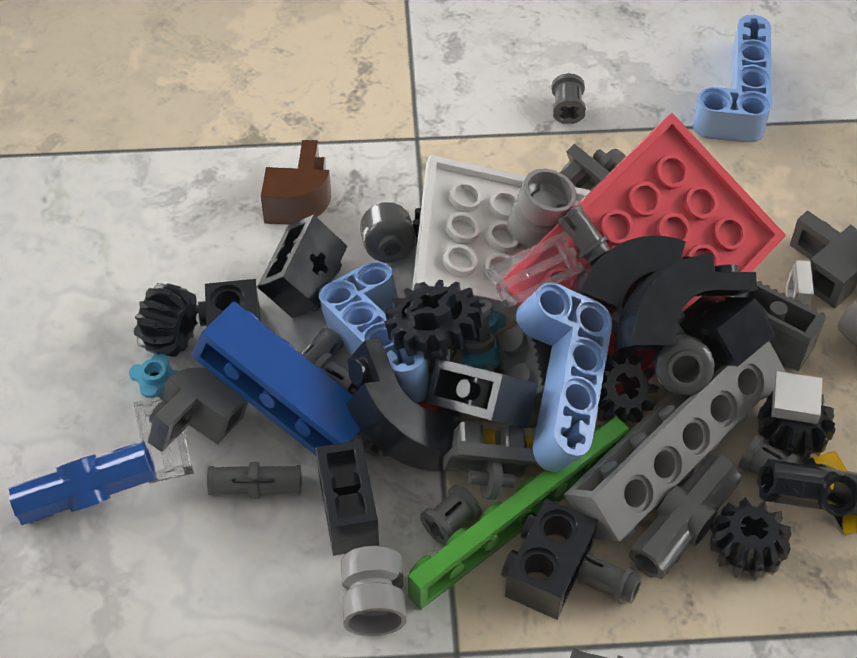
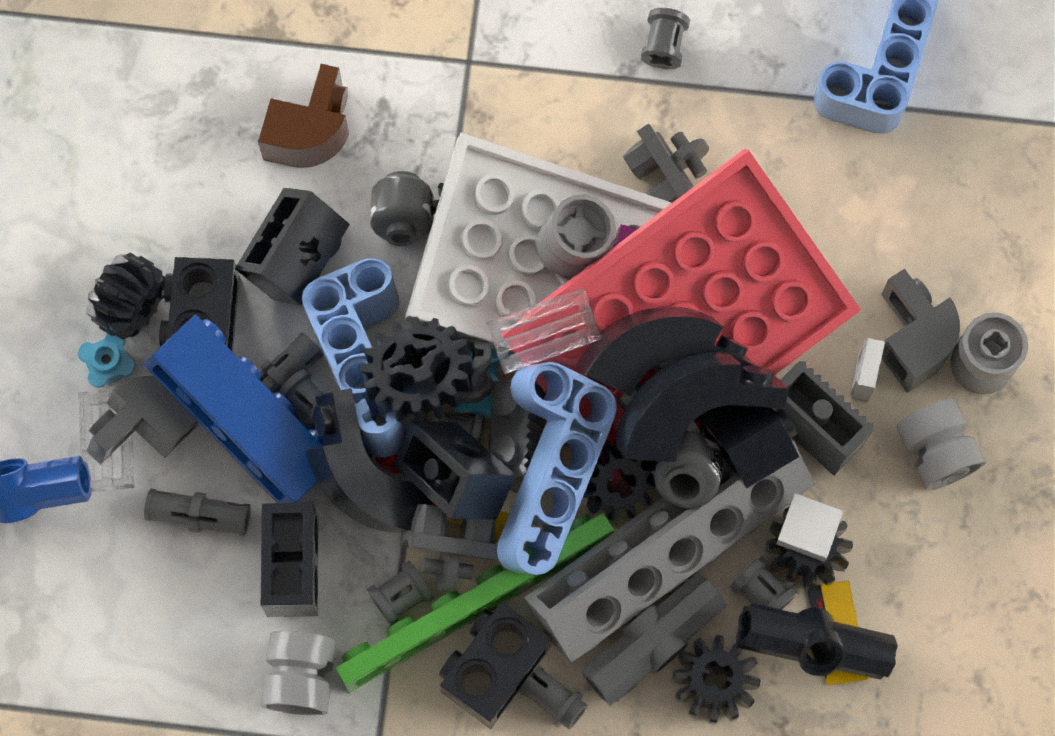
camera: 10 degrees right, 20 degrees up
(584, 234) = (608, 296): dark grey pin -> none

